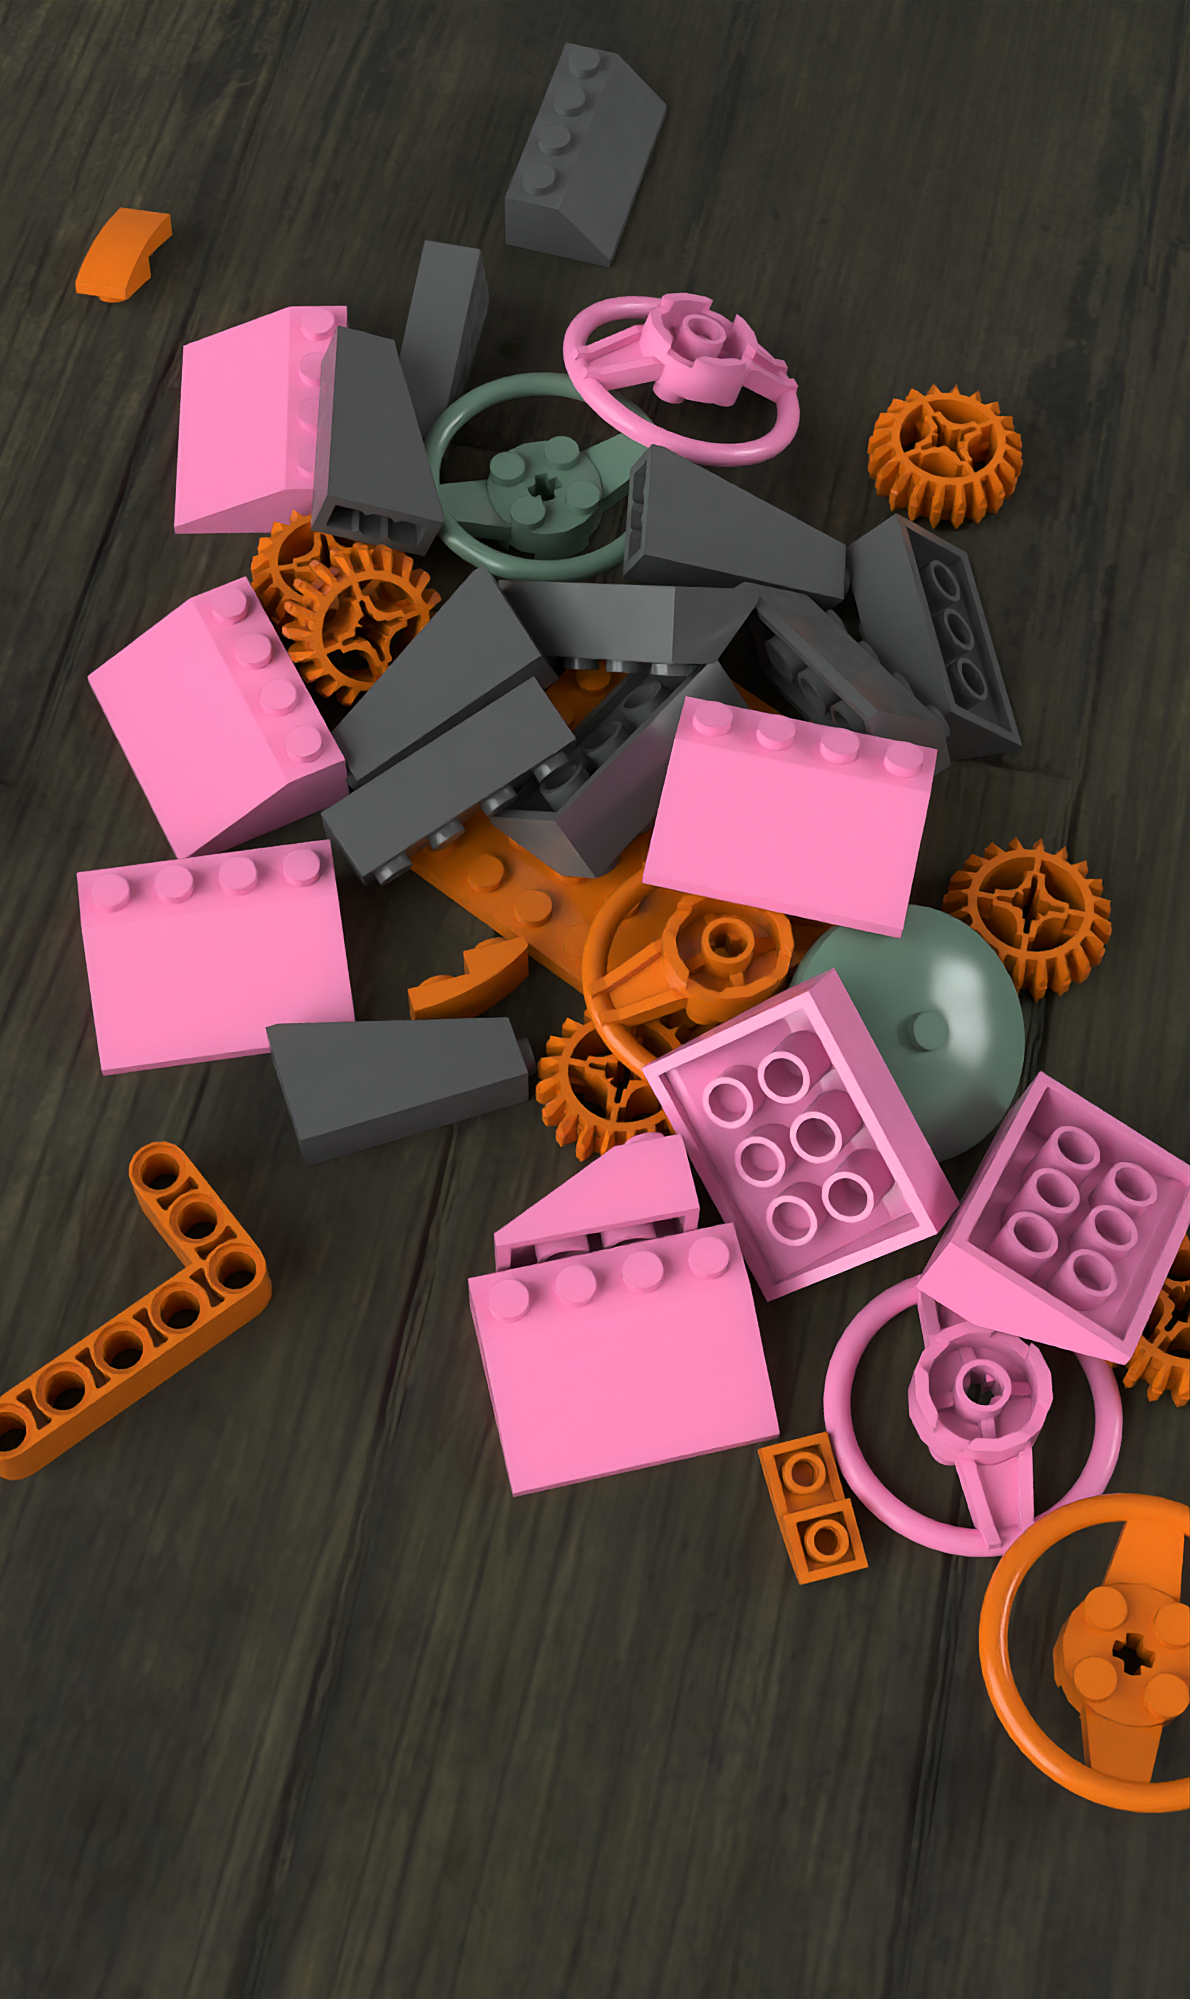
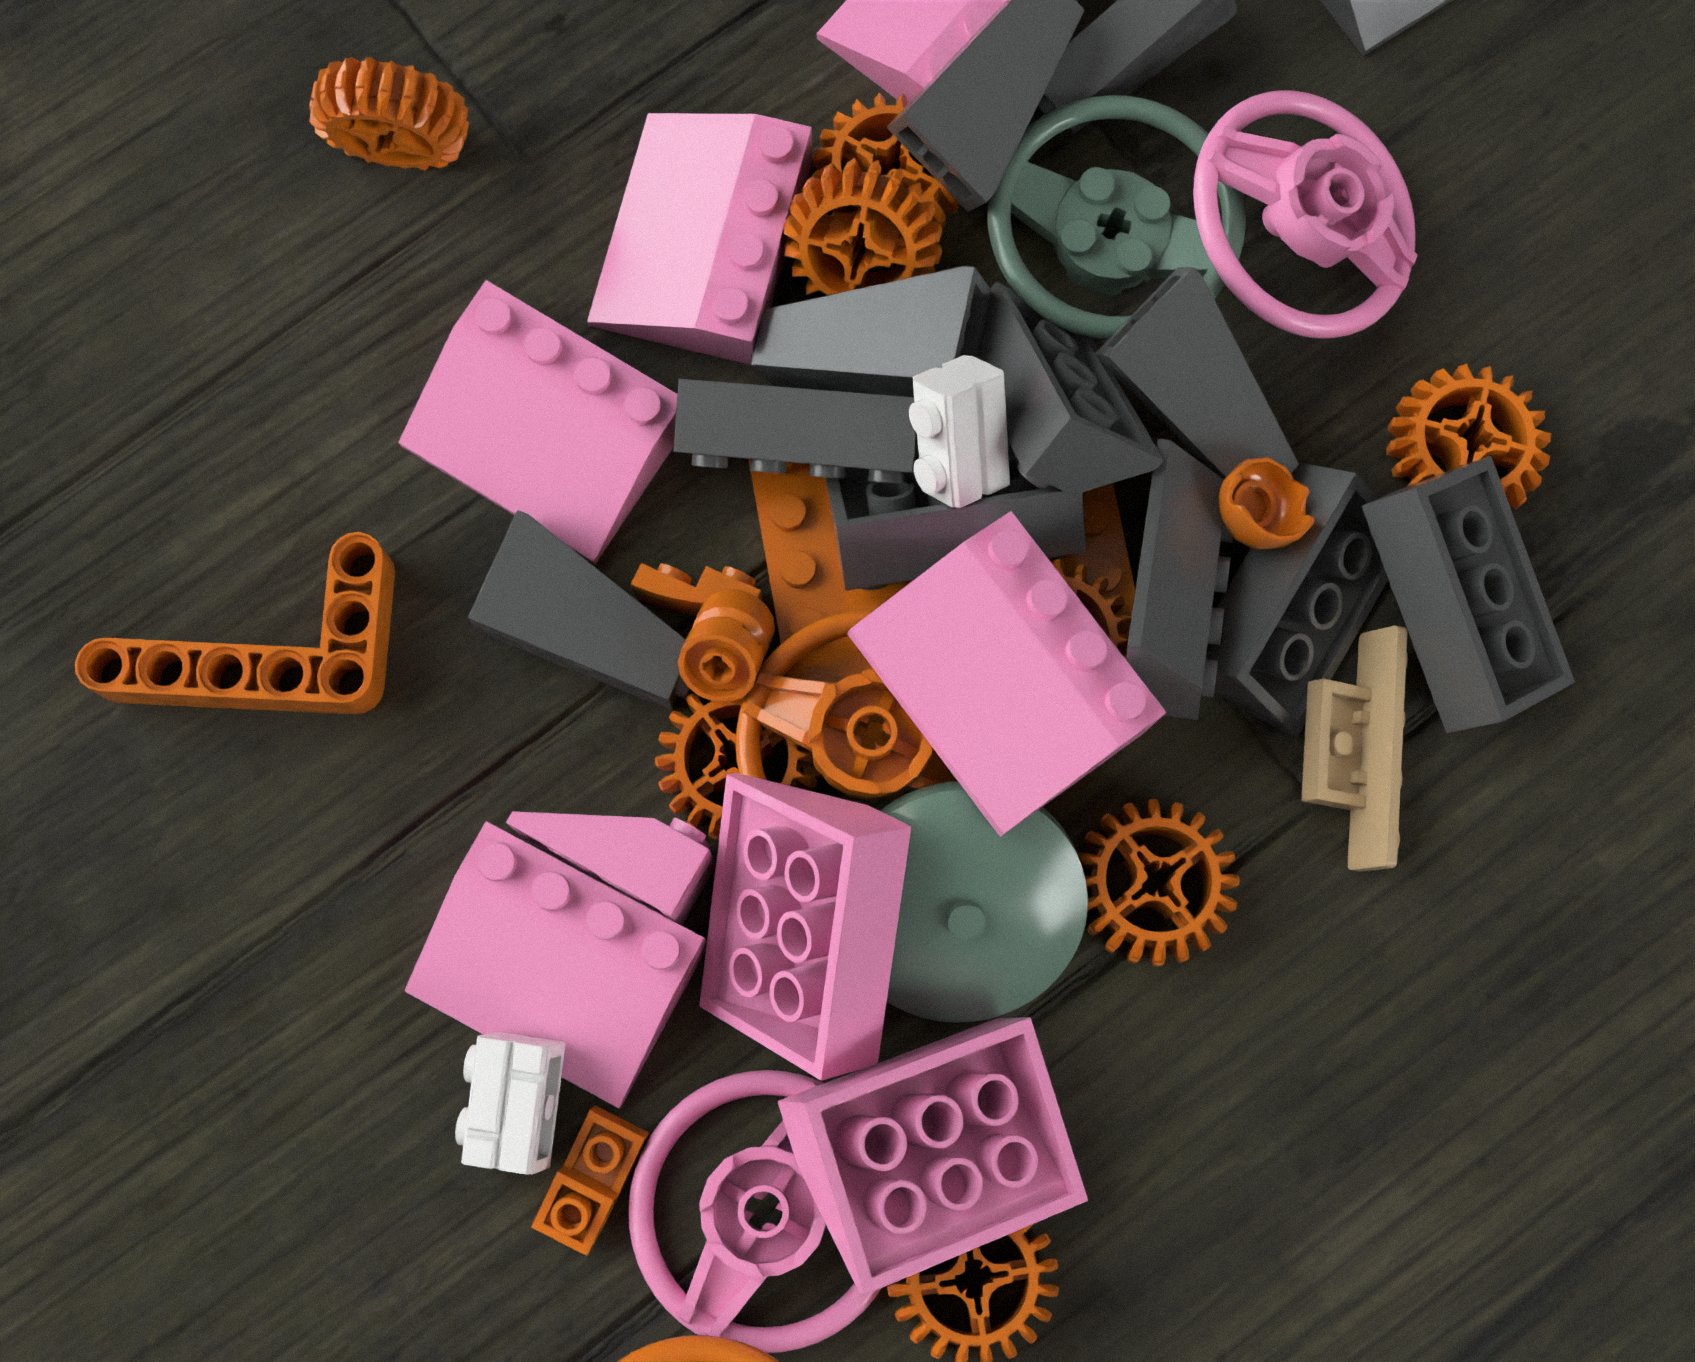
camera: 45 degrees right, 15 degrees up
(541, 989) = (726, 646): none -> orange wheel
(589, 677) = (960, 431): none -> white brick
(693, 1489) = (511, 1102): none -> white brick
(853, 584) = (1264, 504): none -> orange hair
(1050, 547) = (1468, 596): none -> dark grey slope
(1078, 711) = (1357, 747): none -> tan bracket

